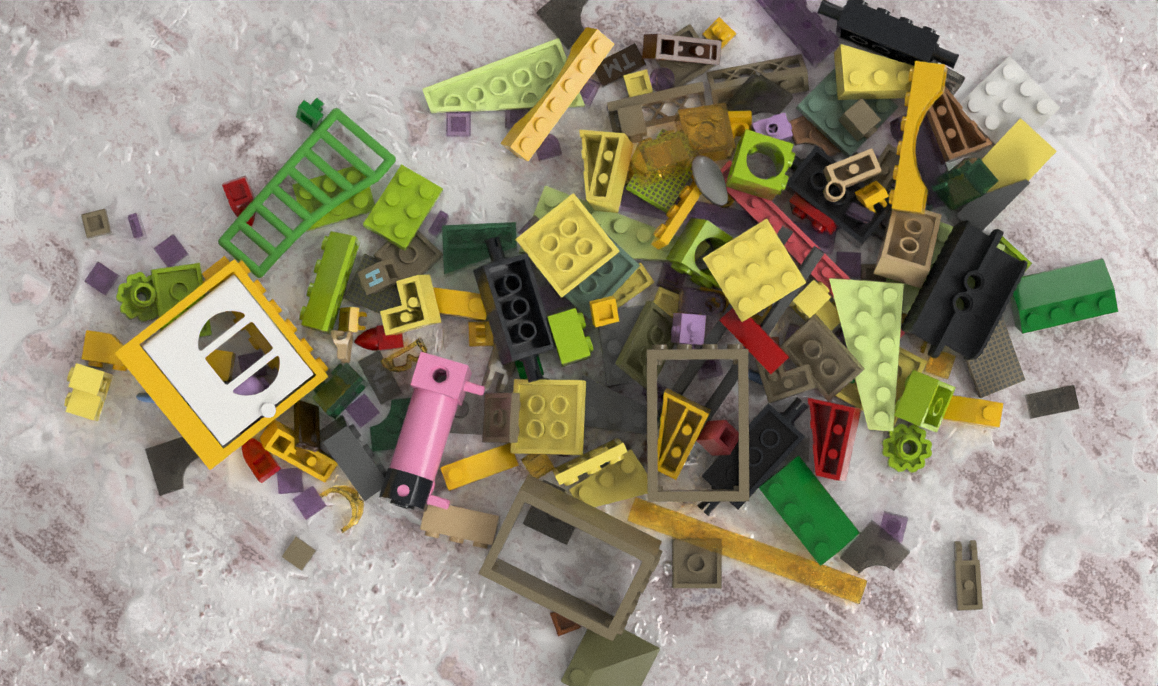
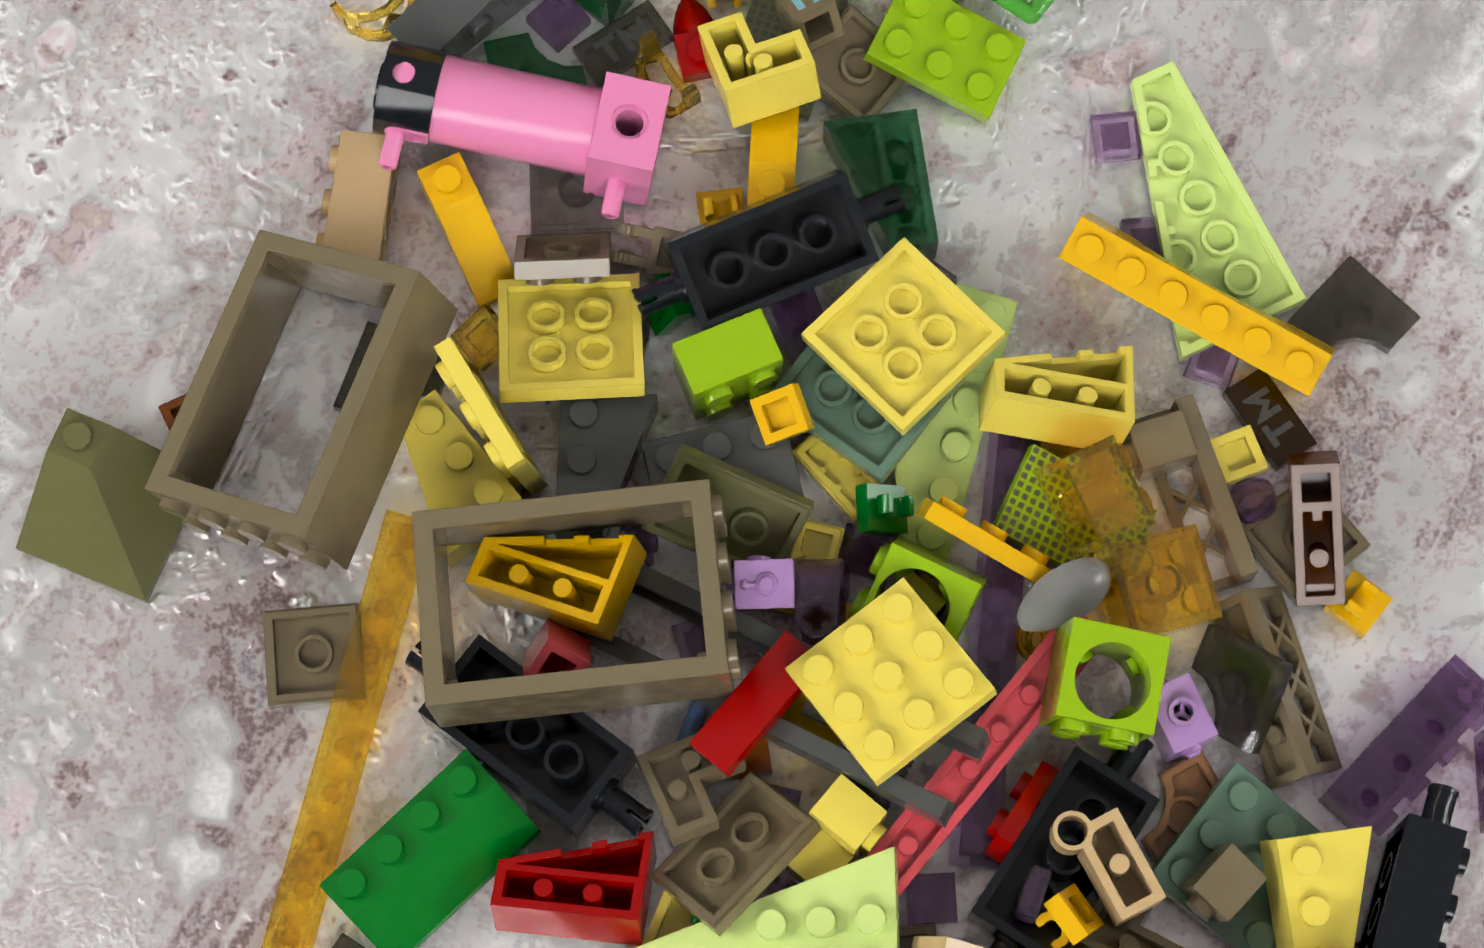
camera: 90 degrees right, 10 degrees down
(436, 227) = (930, 115): clear purple tile -> none
(549, 148) = (1091, 302): clear purple tile -> none
(652, 266) = (883, 509): none -> green tile
(740, 122) = (1189, 653): yellow tile -> none

